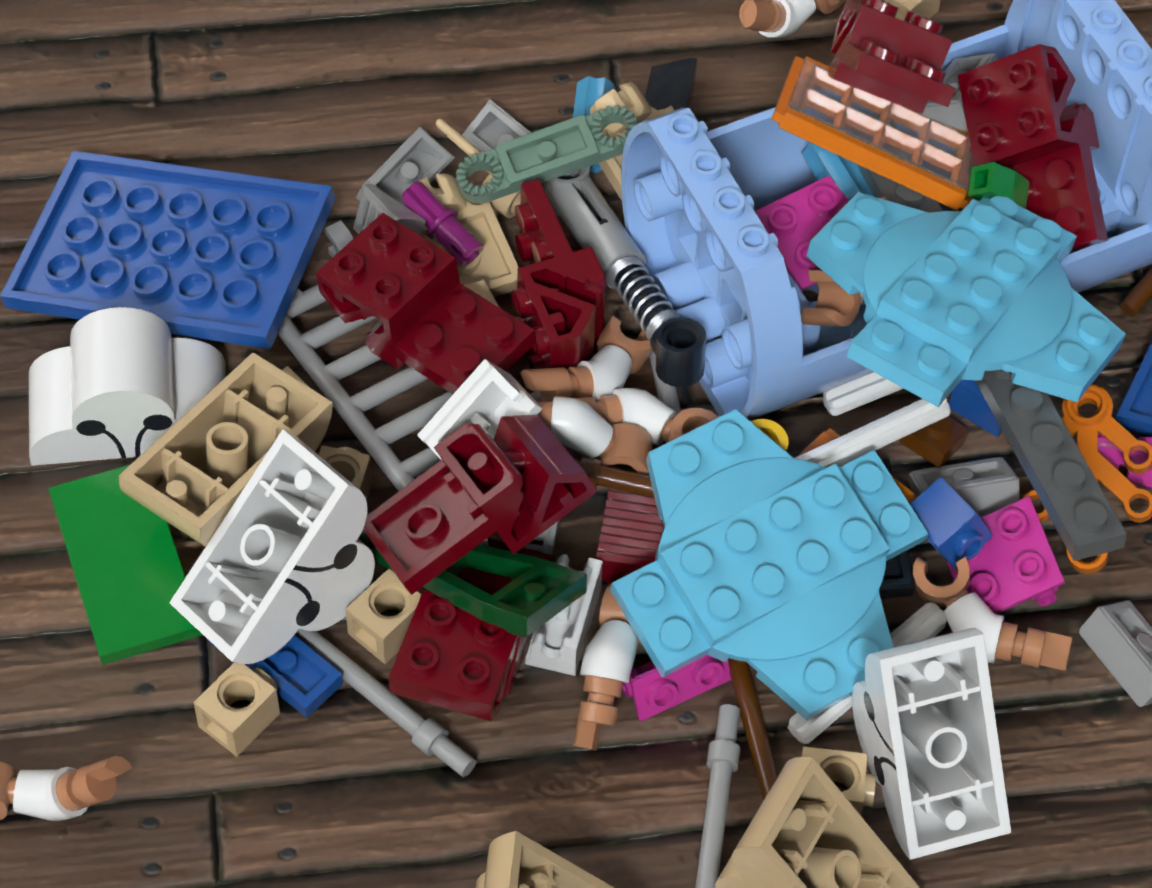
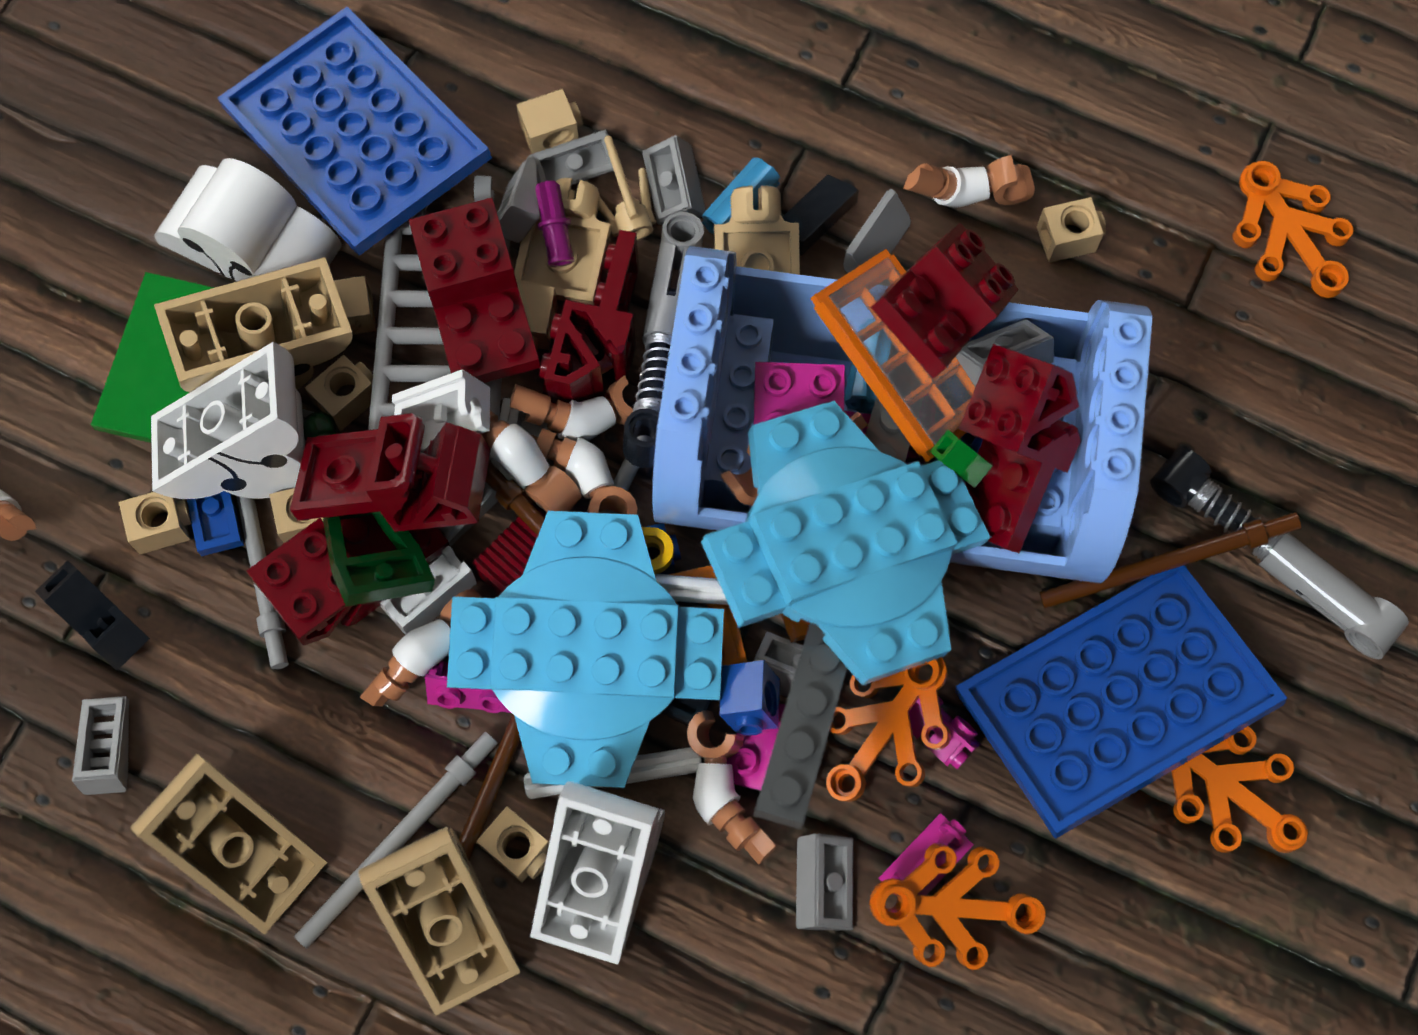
camera: 35 degrees right, 15 degrees up
(232, 834) = (92, 615): none -> black brick
(355, 150) = (549, 120): none -> tan brick
(545, 154) = (668, 212): sand green plate -> none
(740, 83) = (879, 232): none -> light grey slope

